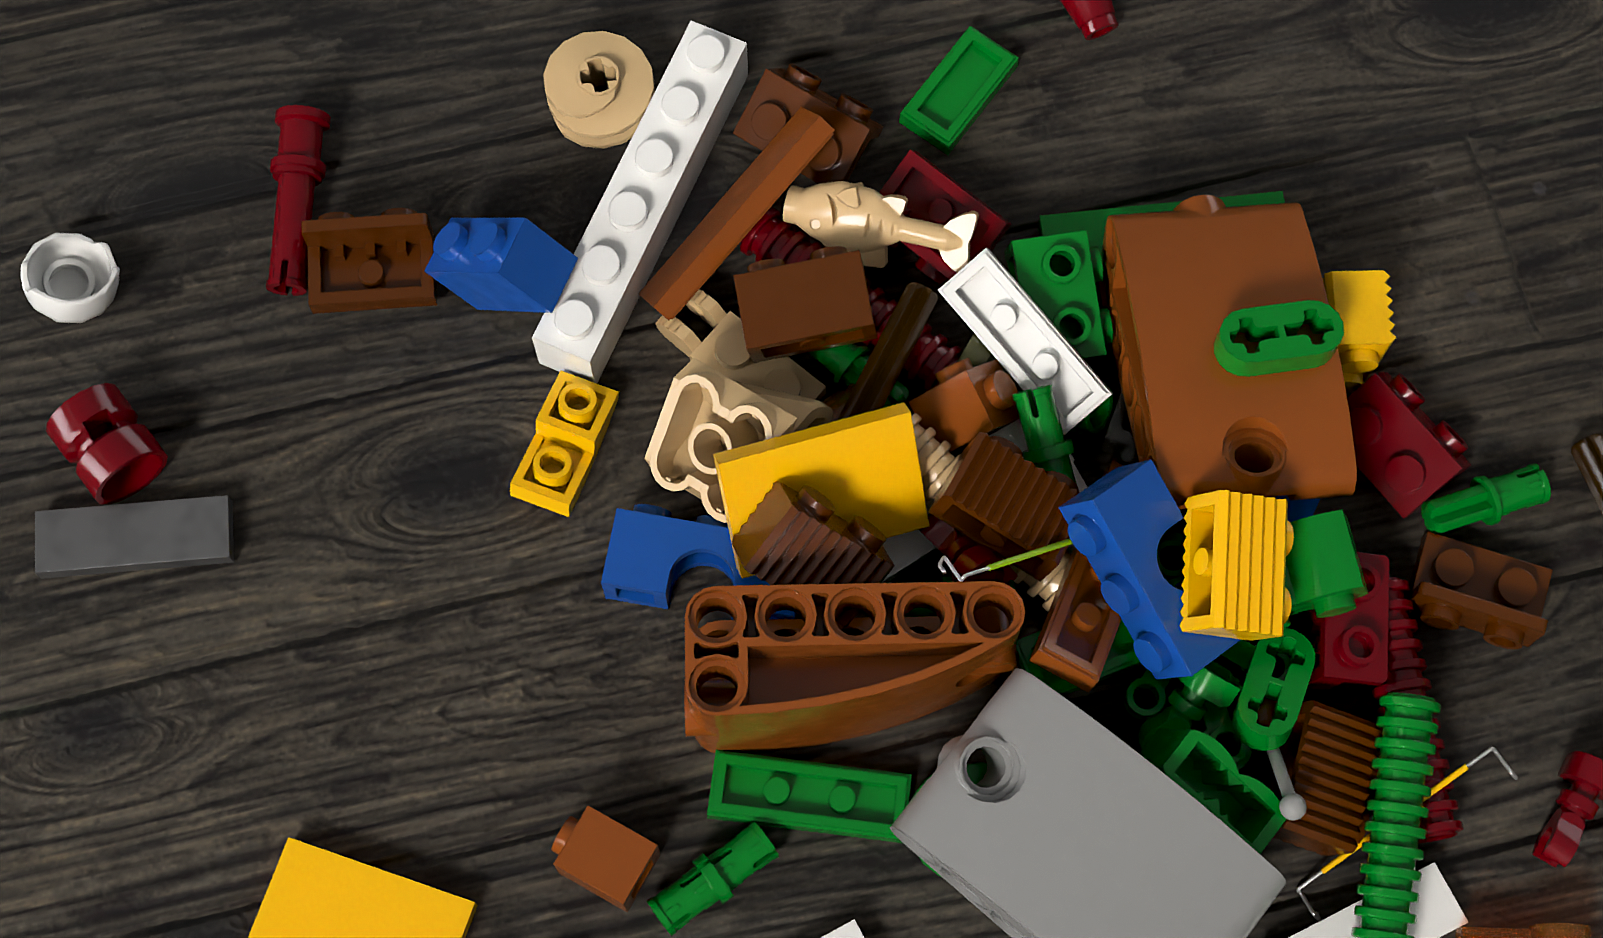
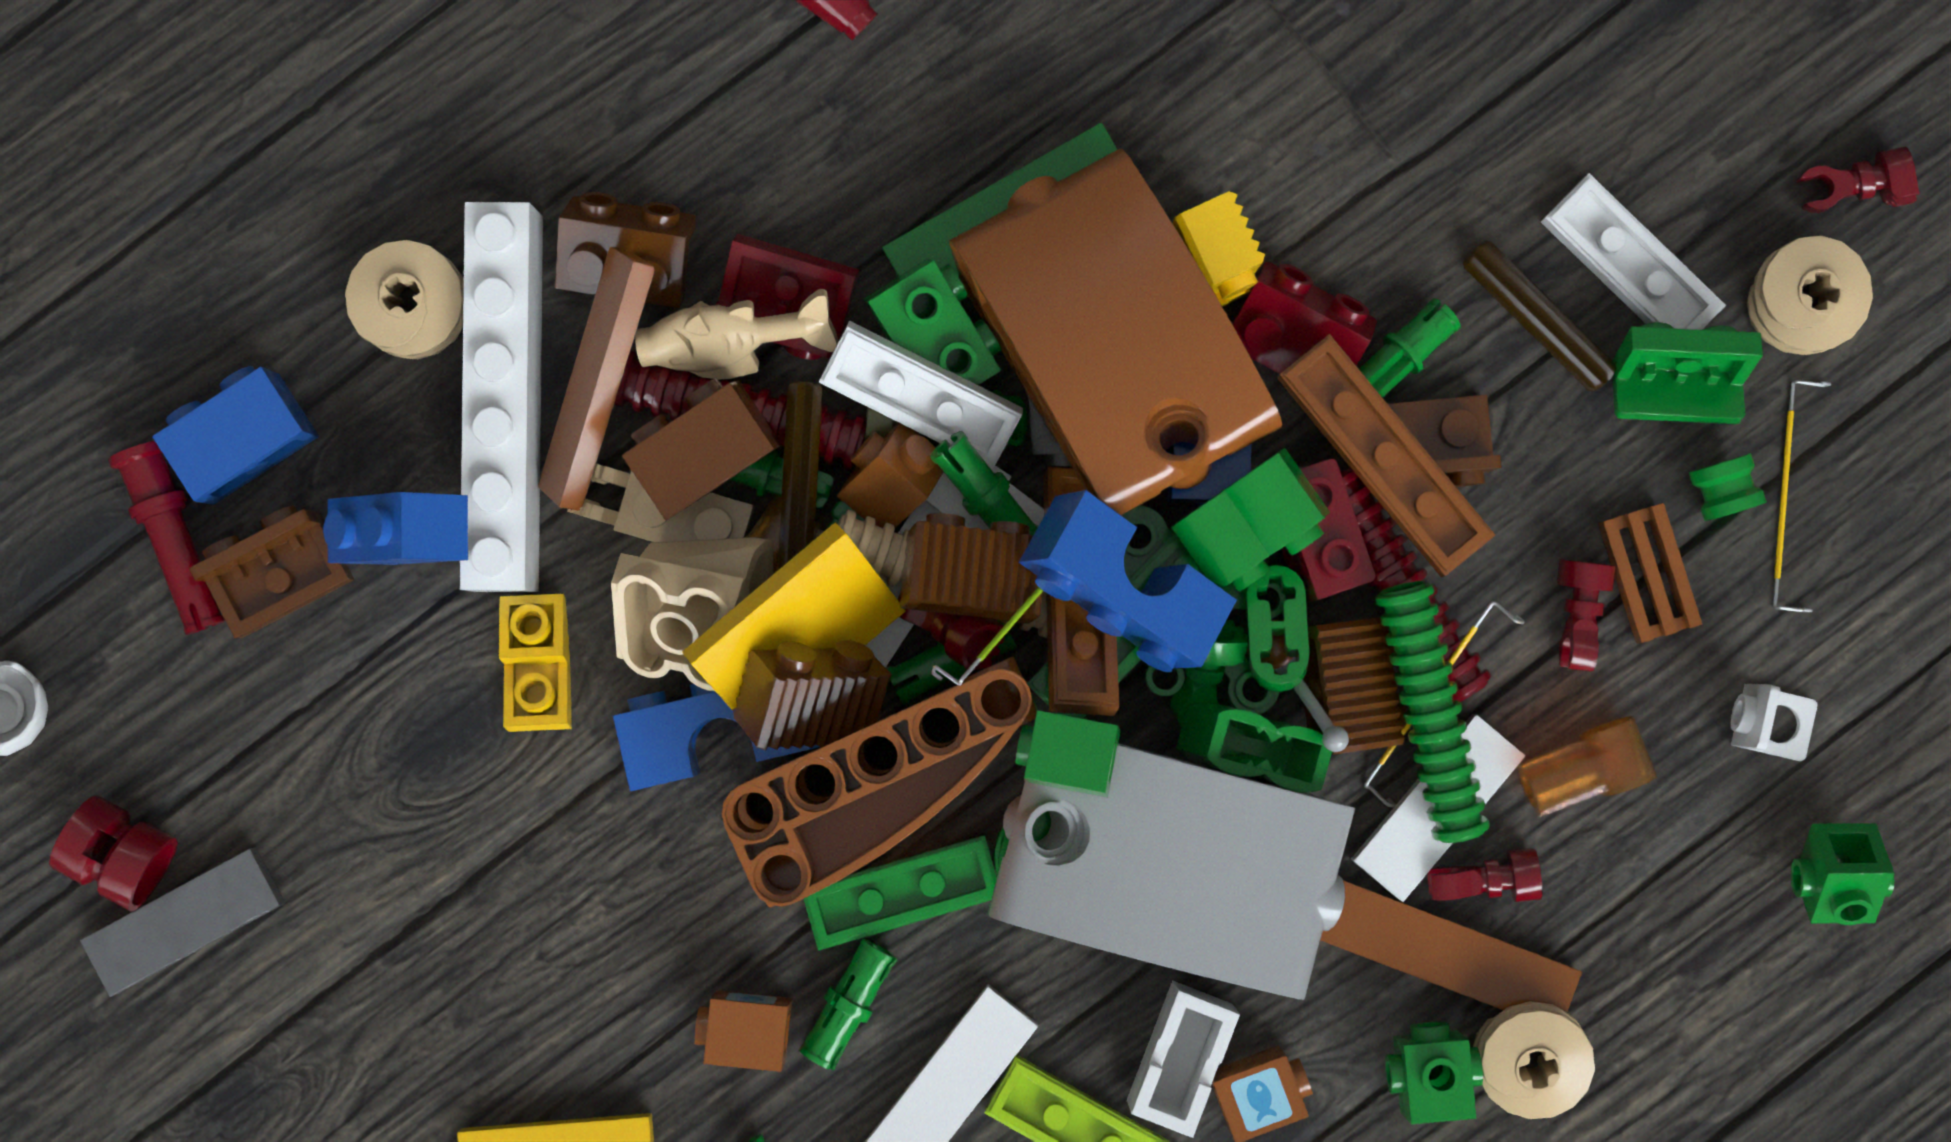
camera: 20 degrees left, 15 degrees up
(394, 138) = (234, 434): none -> blue brick
(958, 90) = (752, 146): green tile -> none
(1037, 692) = (1069, 753): none -> green brick
(1236, 565) = (1202, 556): yellow brick -> none
(1277, 332) = (1148, 302): green beam -> none
(1439, 575) = (1385, 456): none -> dark orange tile

